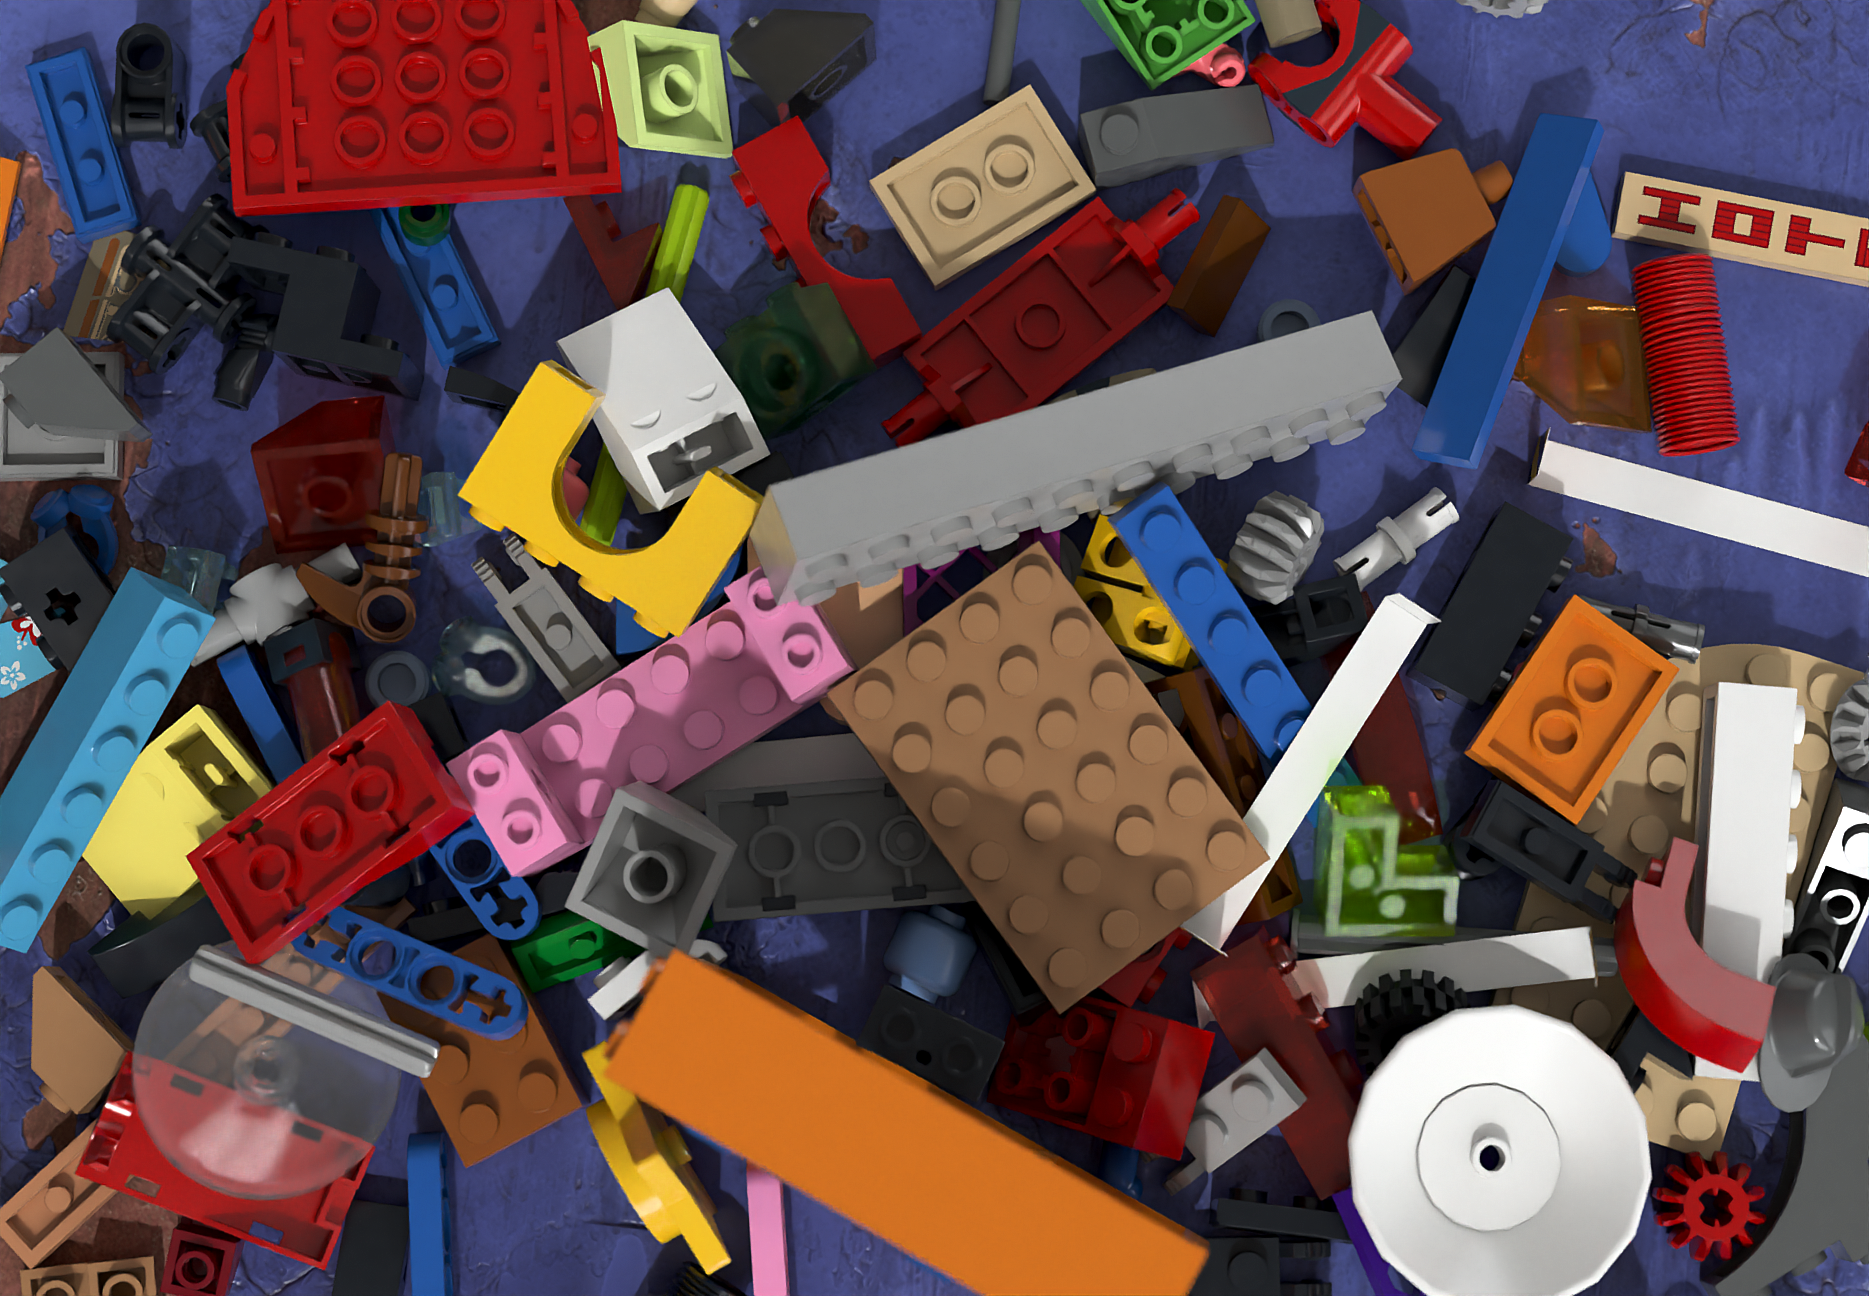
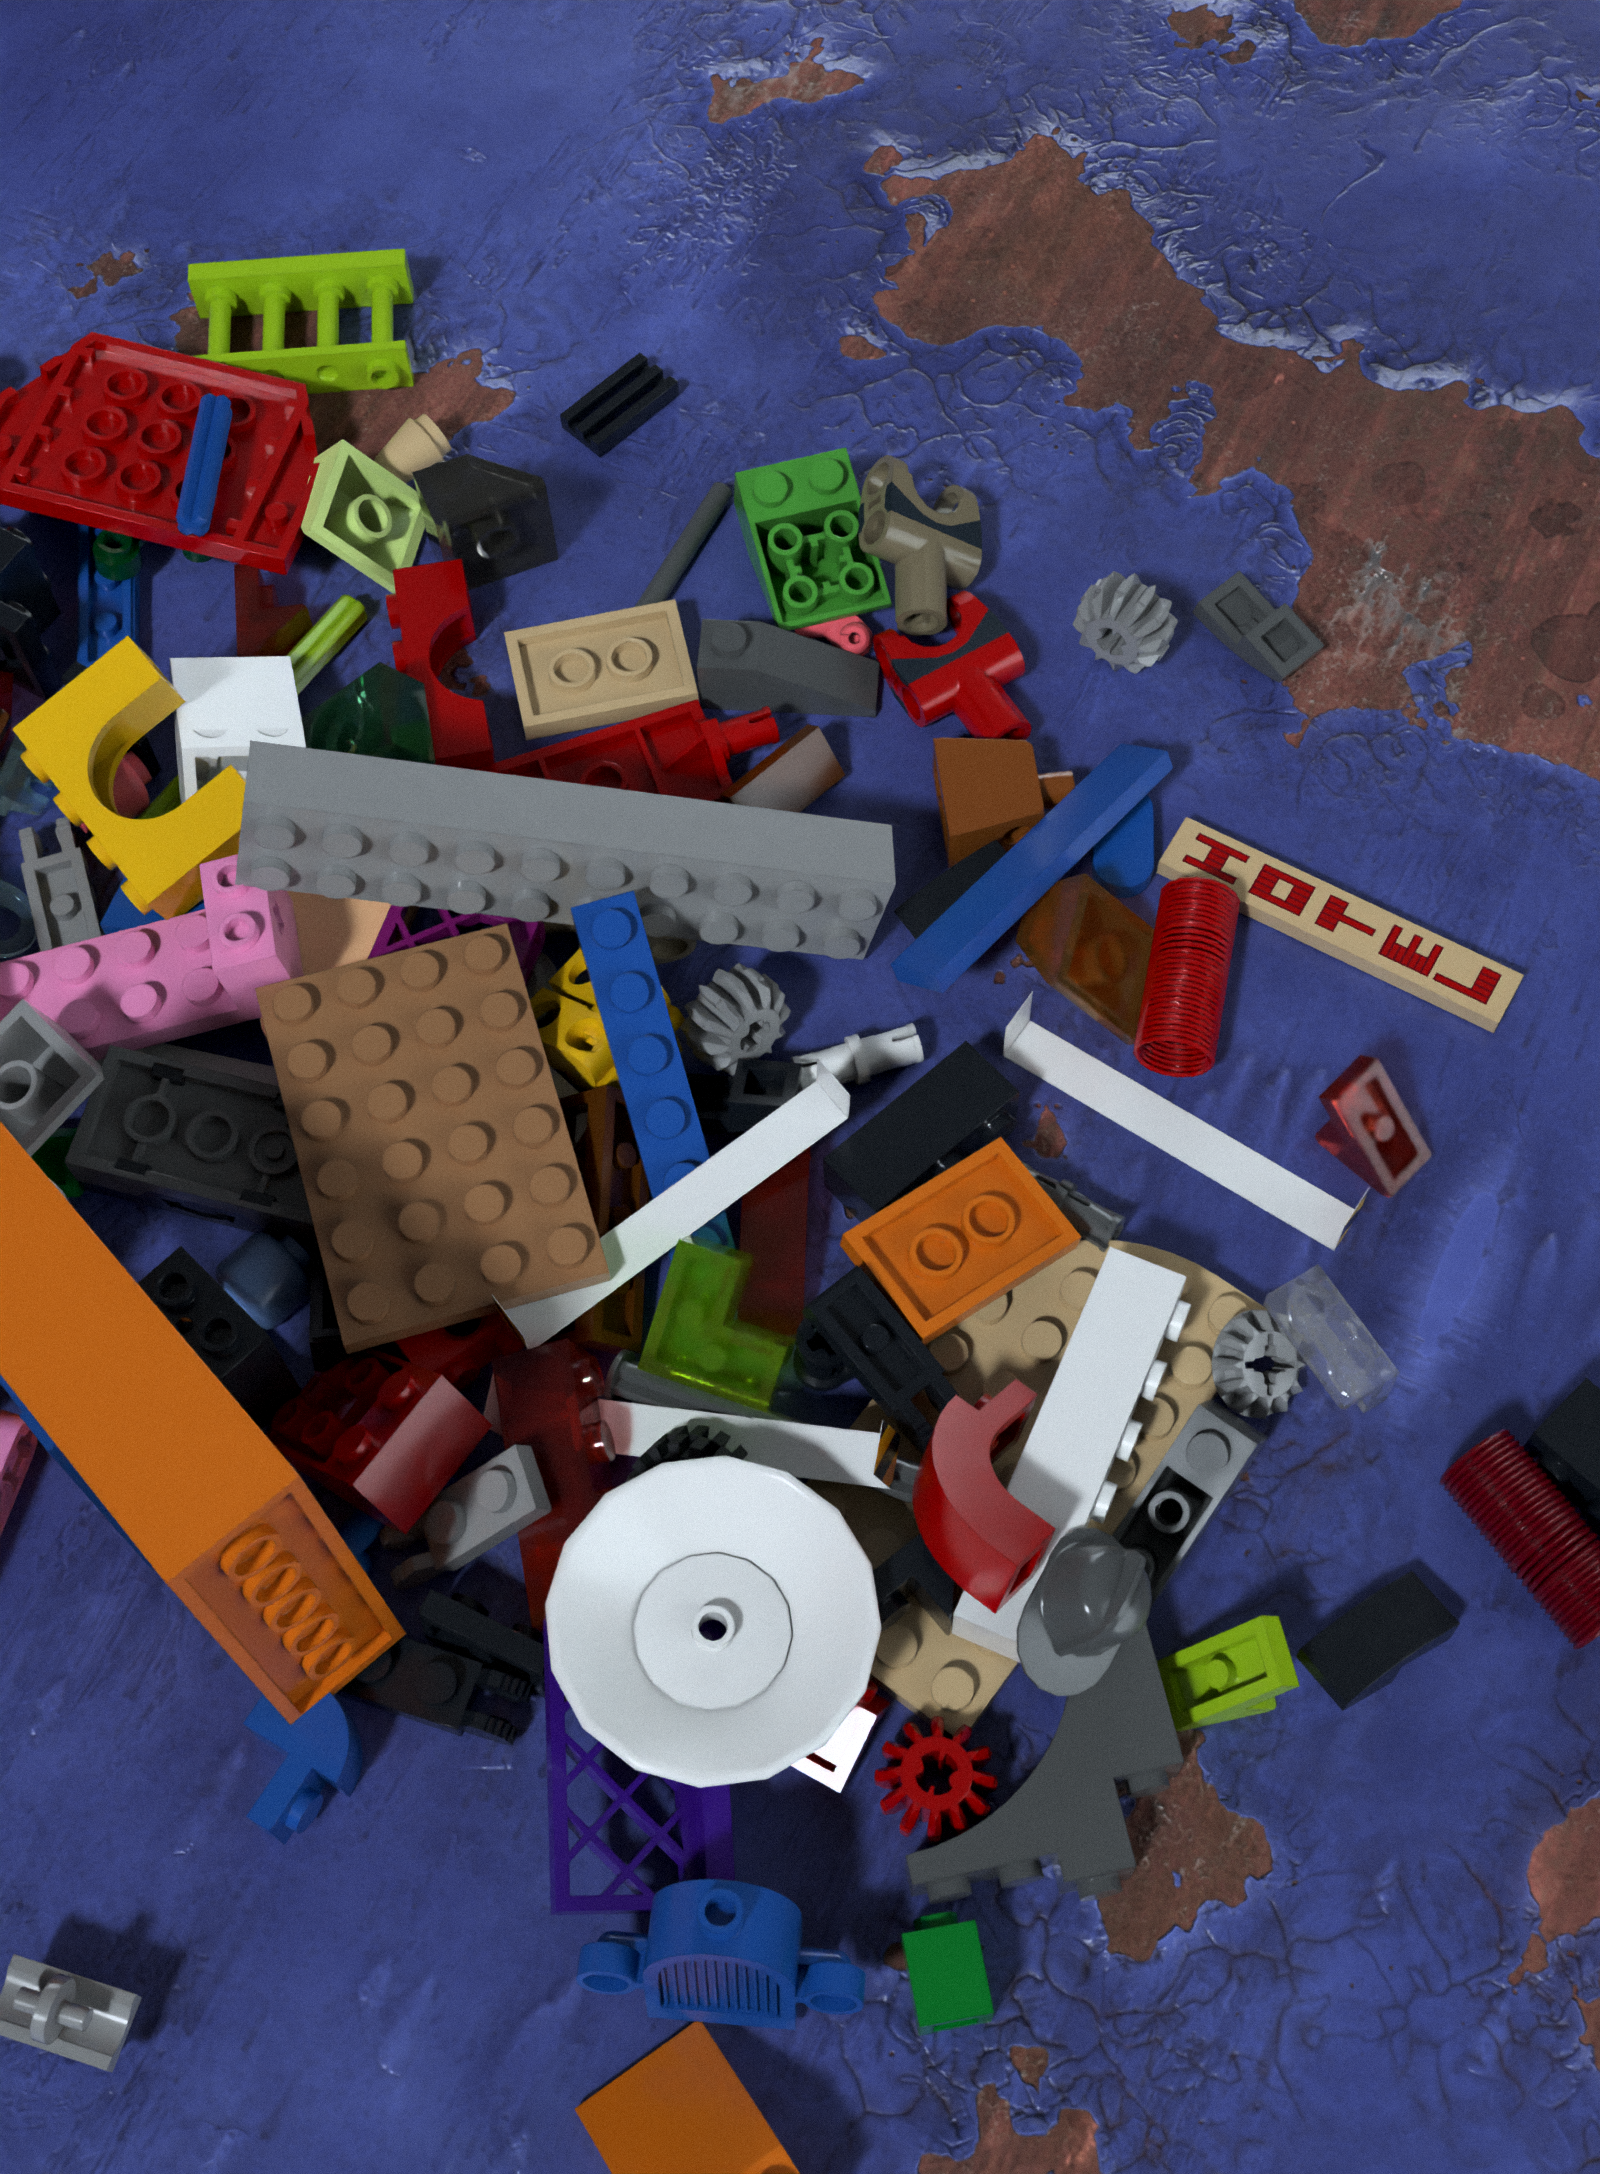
camera: 20 degrees right, 20 degrees down
(491, 100) = (204, 465): none -> blue axle

